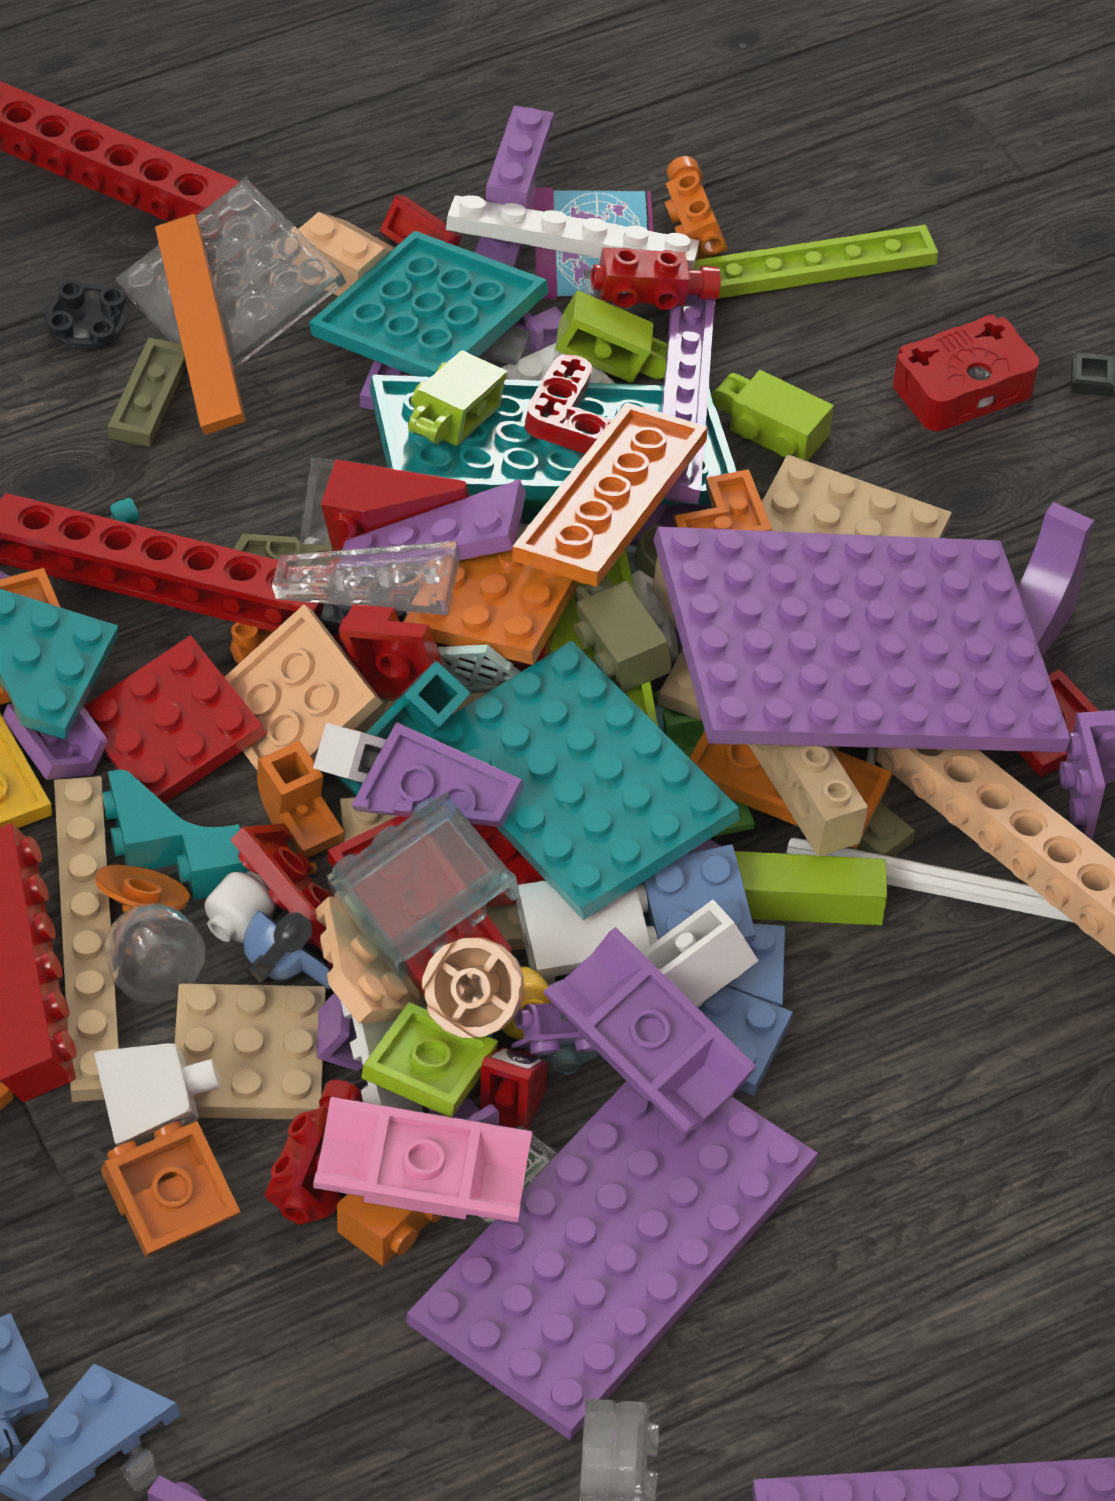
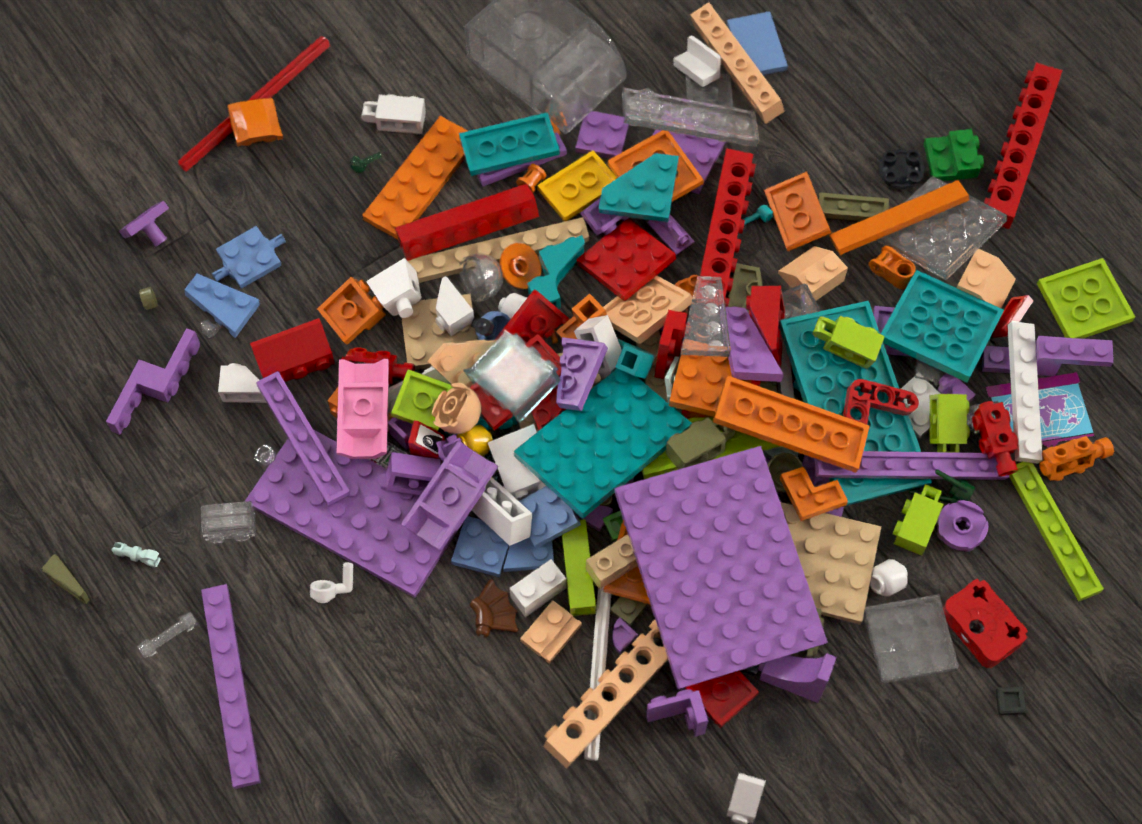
camera: 85 degrees right, 15 degrees up
(81, 243) = (954, 156): none -> green plate
(134, 650) = (672, 234): none -> medium lavender hinge
(137, 460) = (797, 211): none -> orange tile
(218, 998) = (452, 309): none -> white slope
(259, 1298) = (294, 351): none -> red slope
(266, 463) = (817, 269): none -> light nougat slope
(290, 358) = (890, 264): none -> orange piece
(298, 1410) = (238, 385): none -> white slope
(410, 144) = (1086, 300): none -> lime plate
(462, 1286) = (303, 438): none -> medium lavender plate
(479, 1370) = (264, 457): none -> clear hinge
(575, 1108) = (410, 473): none -> medium lavender brick
(729, 357) = (960, 489): none -> dark green plant
(792, 1300) = (326, 590): none -> white plate
(799, 350) = (956, 538): none -> medium lavender plate
(833, 950) = (538, 588): none -> white brick
(862, 1036) = (493, 611): none -> reddish brown arm
(875, 464) = (888, 578): none -> white head
(912, 953) = (551, 631): none -> light nougat plate
(932, 848) = (622, 635): none -> medium lavender tile
(981, 465) = (910, 638): none -> clear plate

